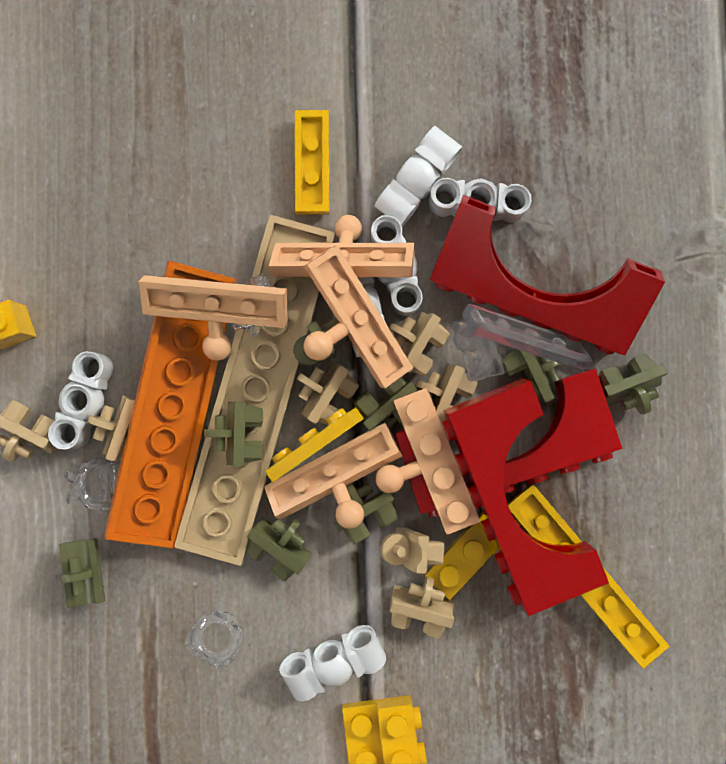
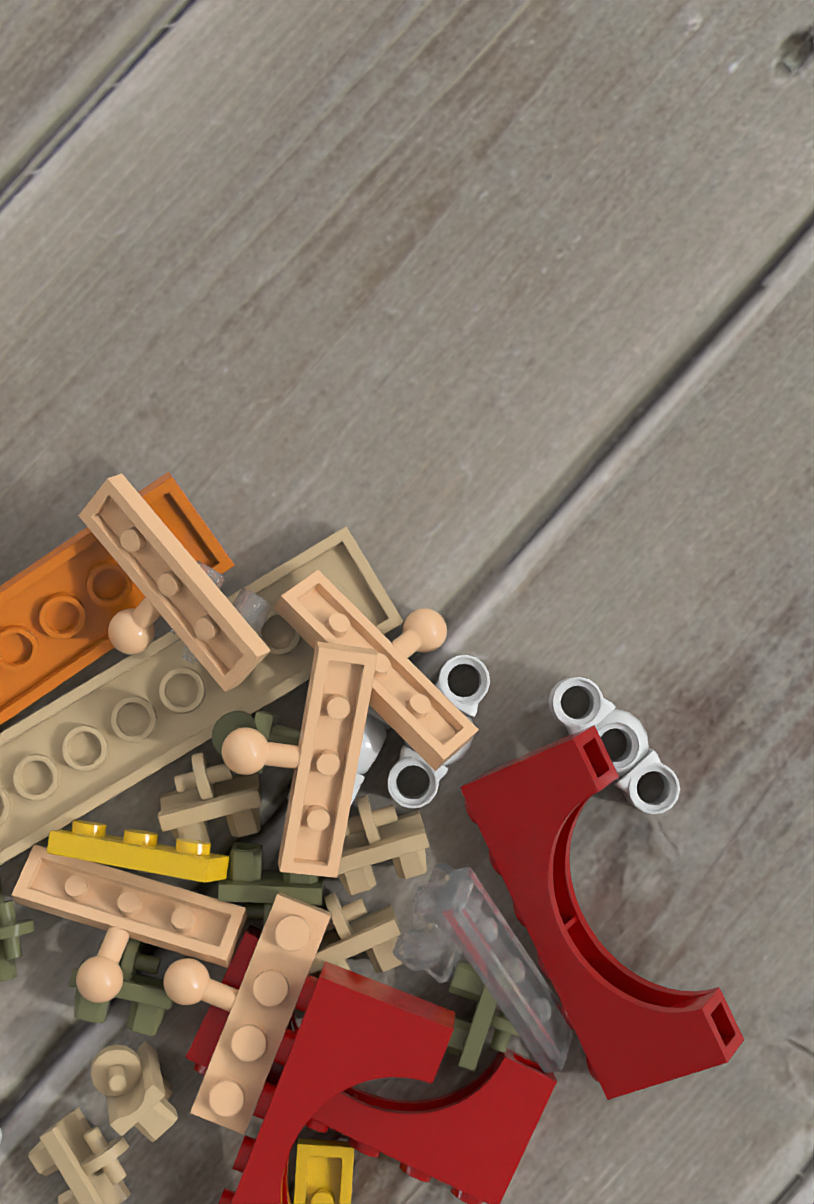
camera: 40 degrees right, 0 degrees up
(238, 449) = (43, 775): olive hips -> none
(312, 162) = (457, 509): yellow plate -> none
(418, 175) = (566, 648): white piece -> none
(462, 559) = (188, 1156): yellow plate -> none
(645, 377) = (611, 1148): olive hips -> none

